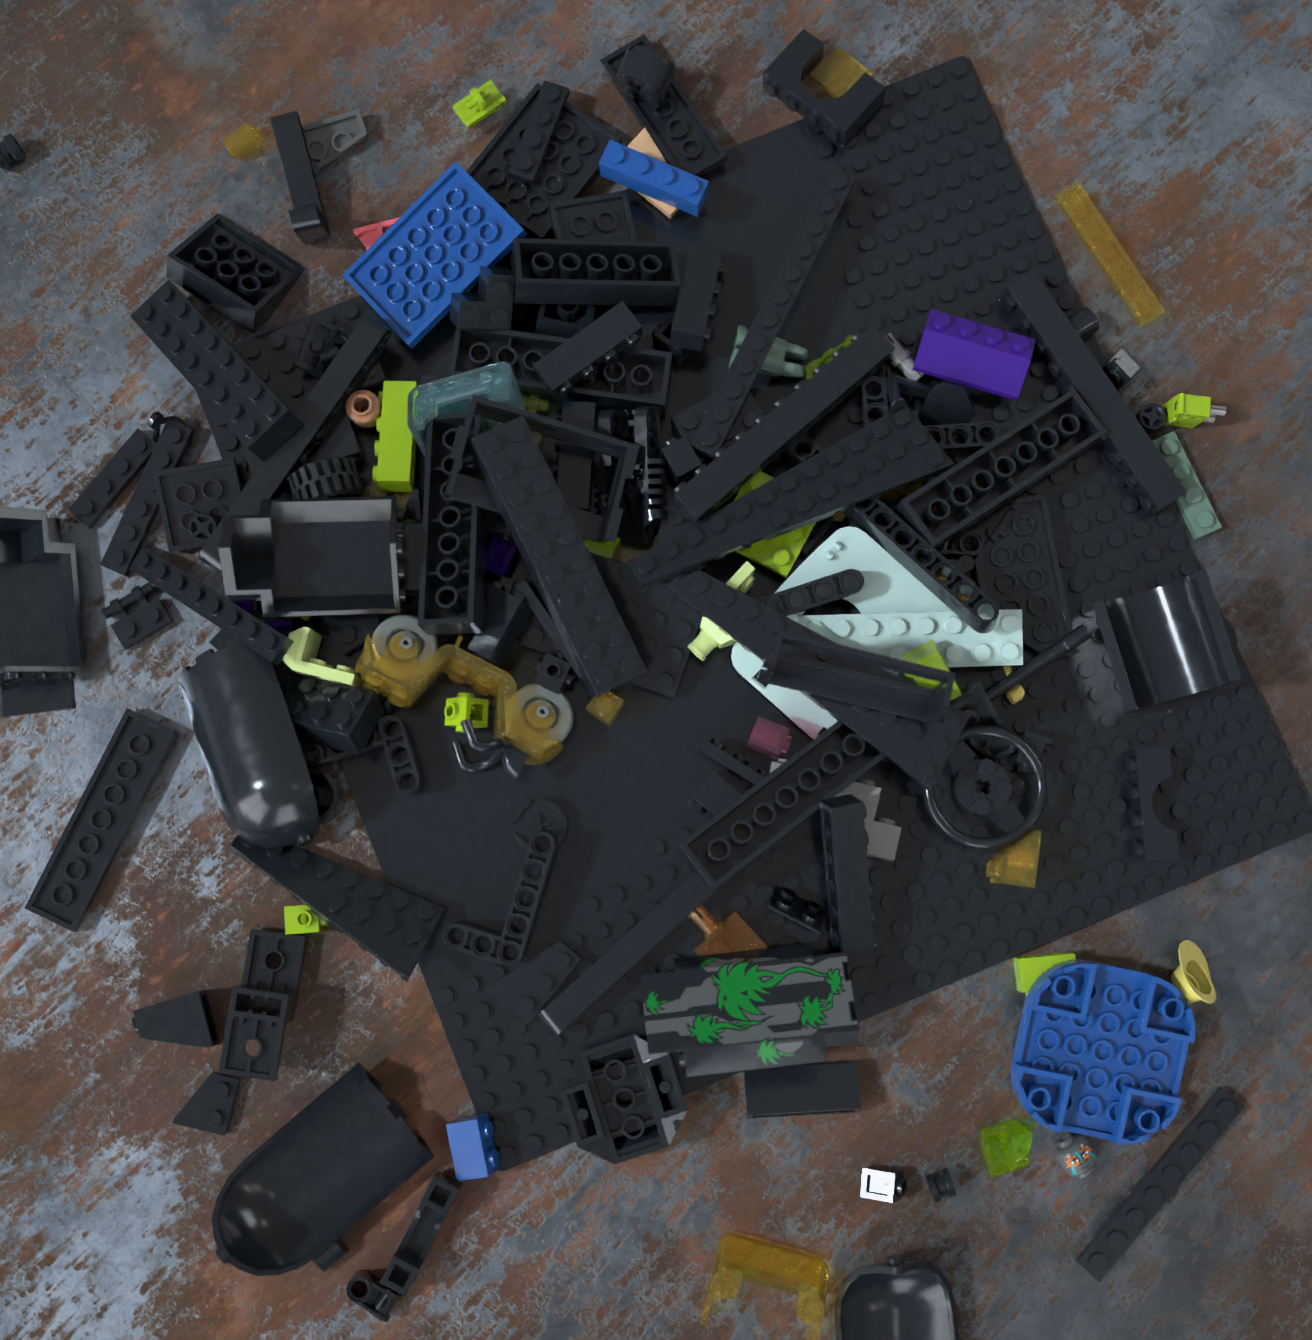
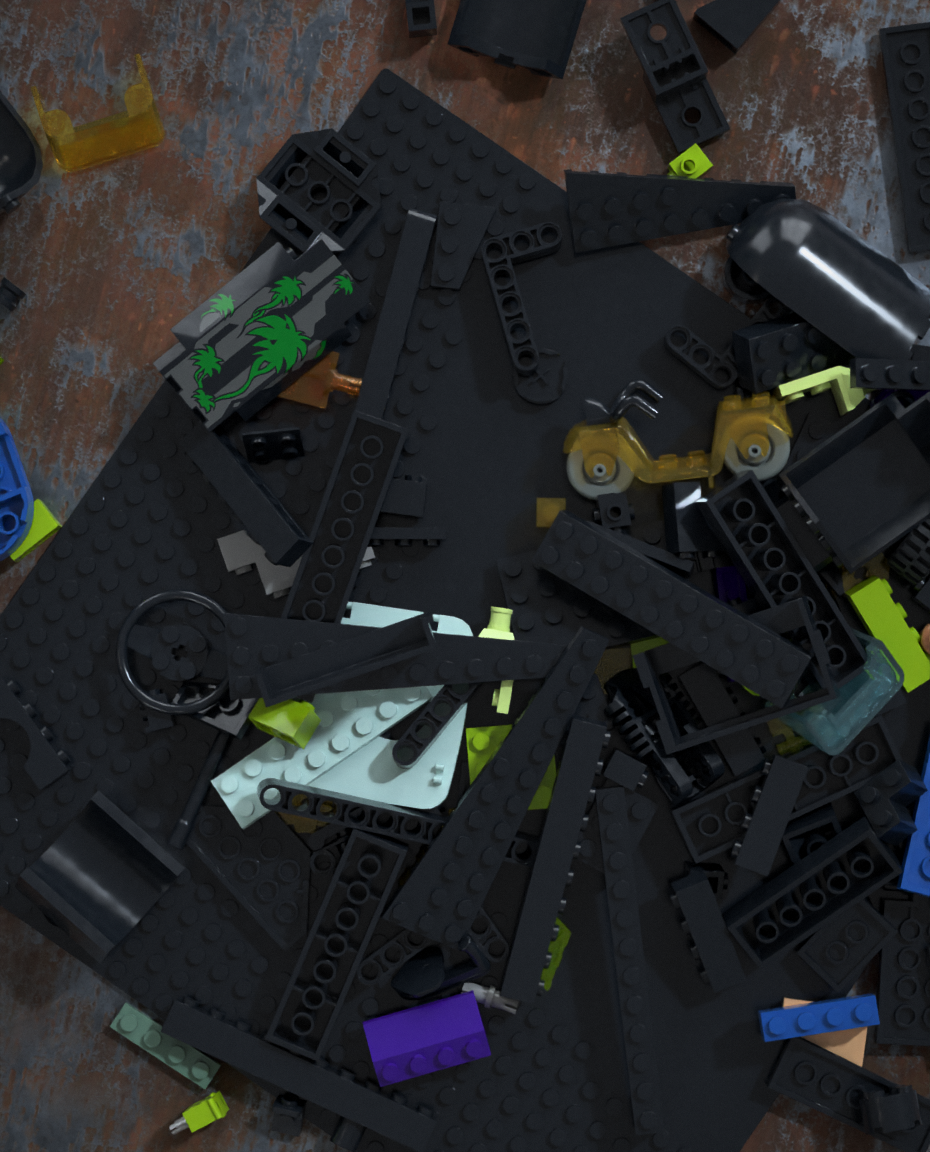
camera: 145 degrees right, 5 degrees up
(464, 708) = (667, 429): lime brick -> none
(472, 1147) = (420, 72): brick -> none
(769, 738) = (390, 574): clear pink brick -> none
(776, 360) = (599, 920): sand green piece -> none
(802, 1090) = (172, 297): black brick -> none
(883, 1184) = (56, 264): bracket -> none
(1016, 693) = (200, 755): light yellow hand -> none
(1016, 862) = (111, 603): clear yellow slope -> none
(1155, 415) = (229, 1089): black wheel -> none

